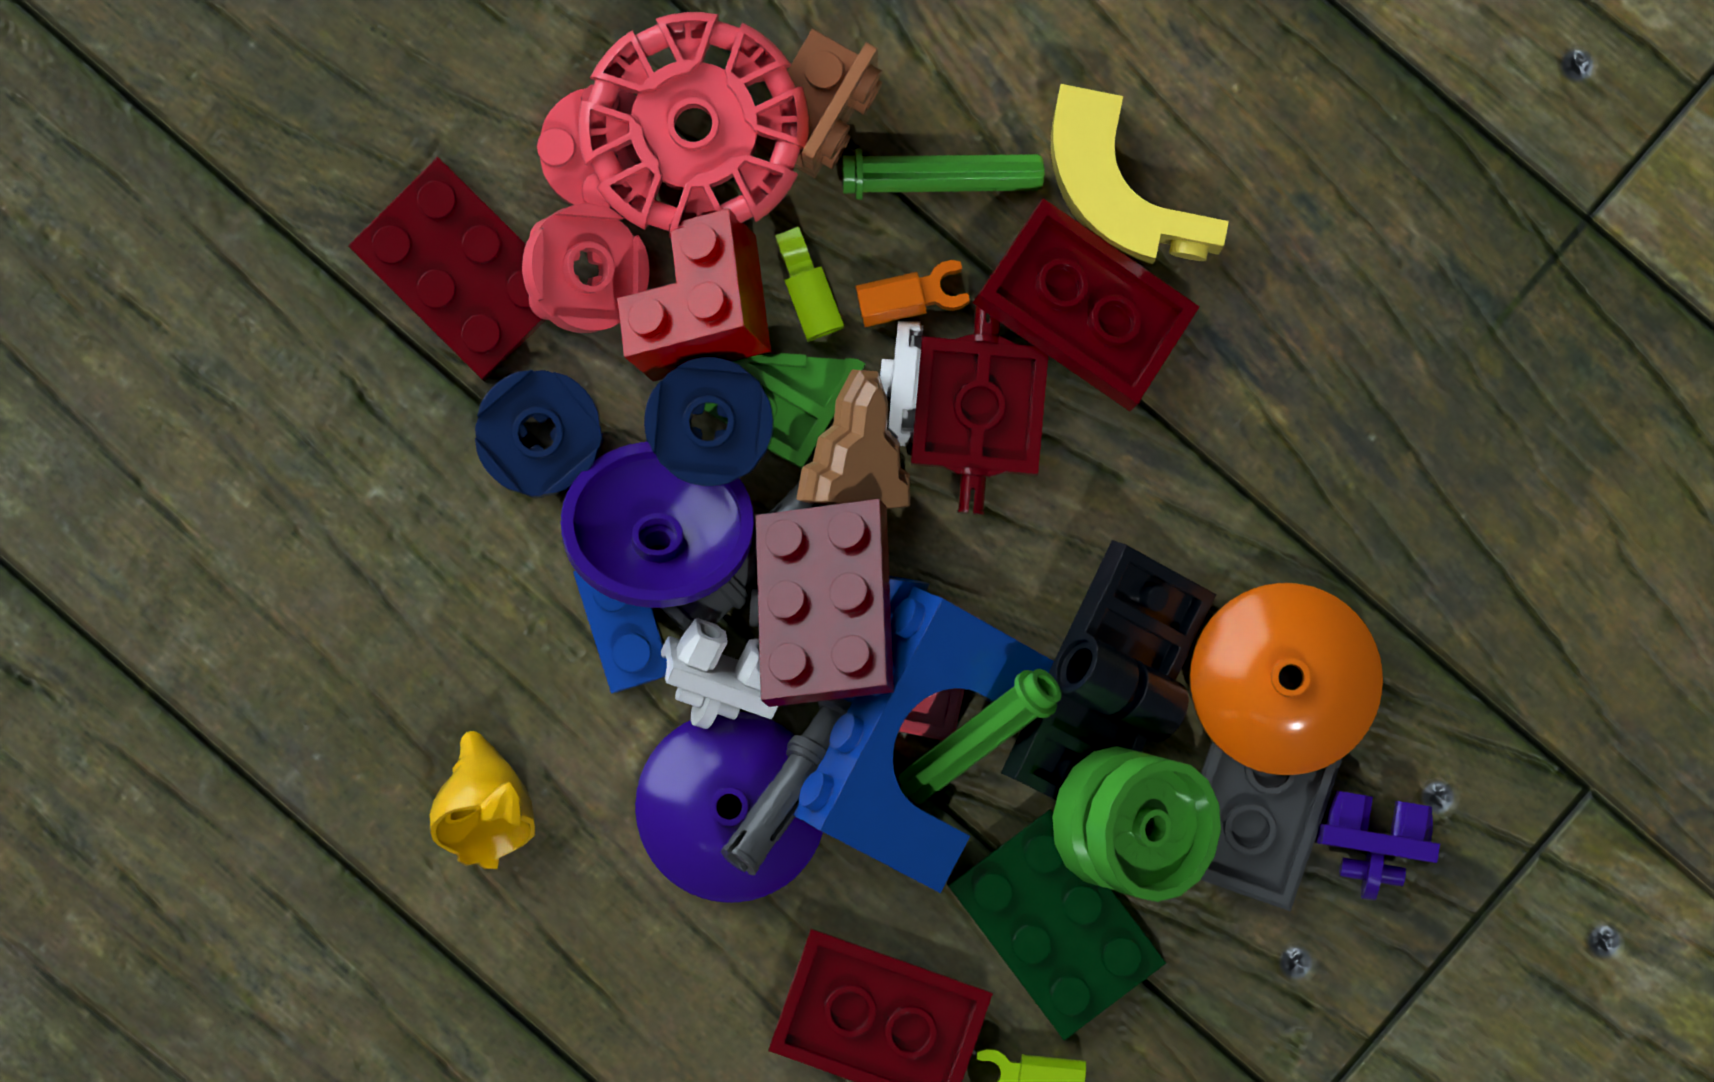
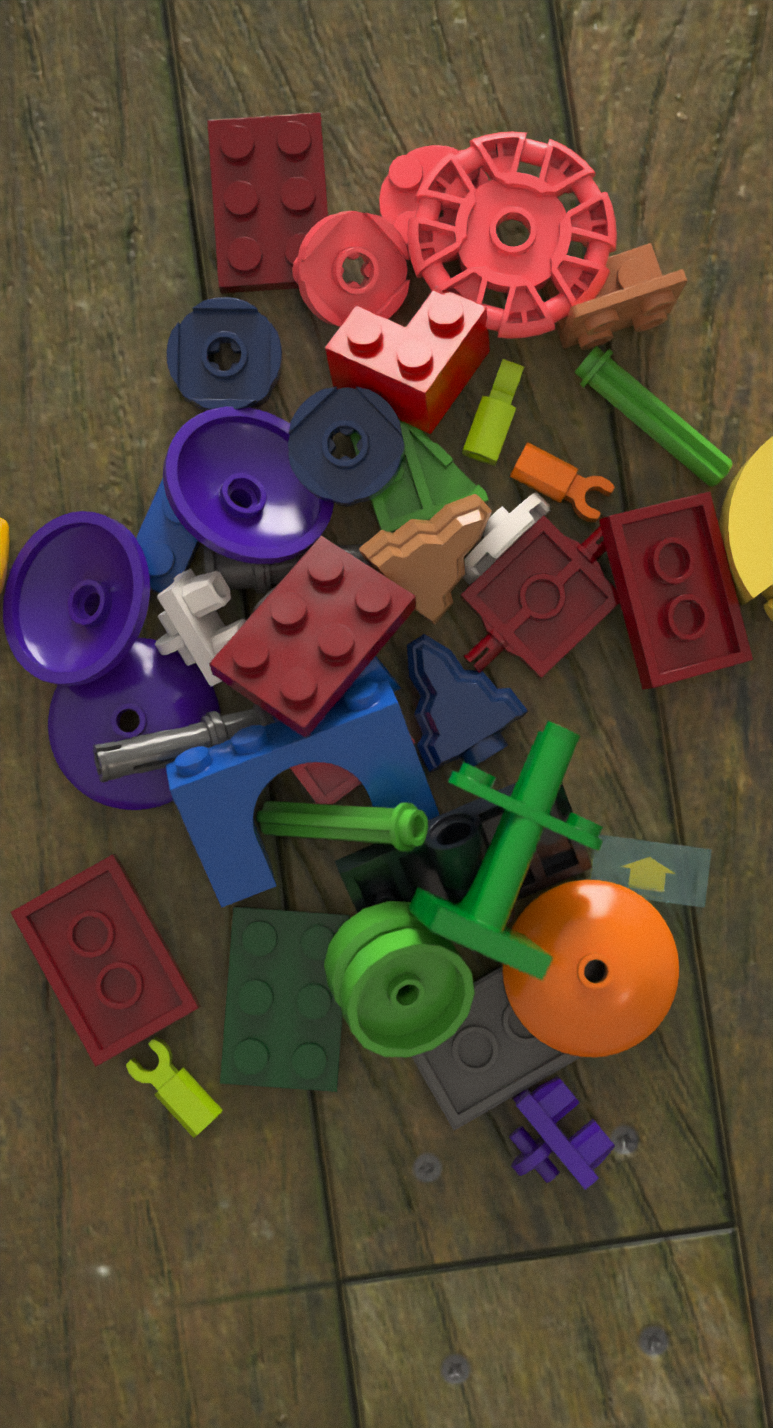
camera: 35 degrees right, 0 degrees up
(568, 747) = (76, 598): none -> dark purple dish
(991, 559) = (457, 707): none -> dark blue rock
(1156, 696) = (484, 912): none -> green piece
(1267, 552) = (654, 869): none -> clear light blue tile

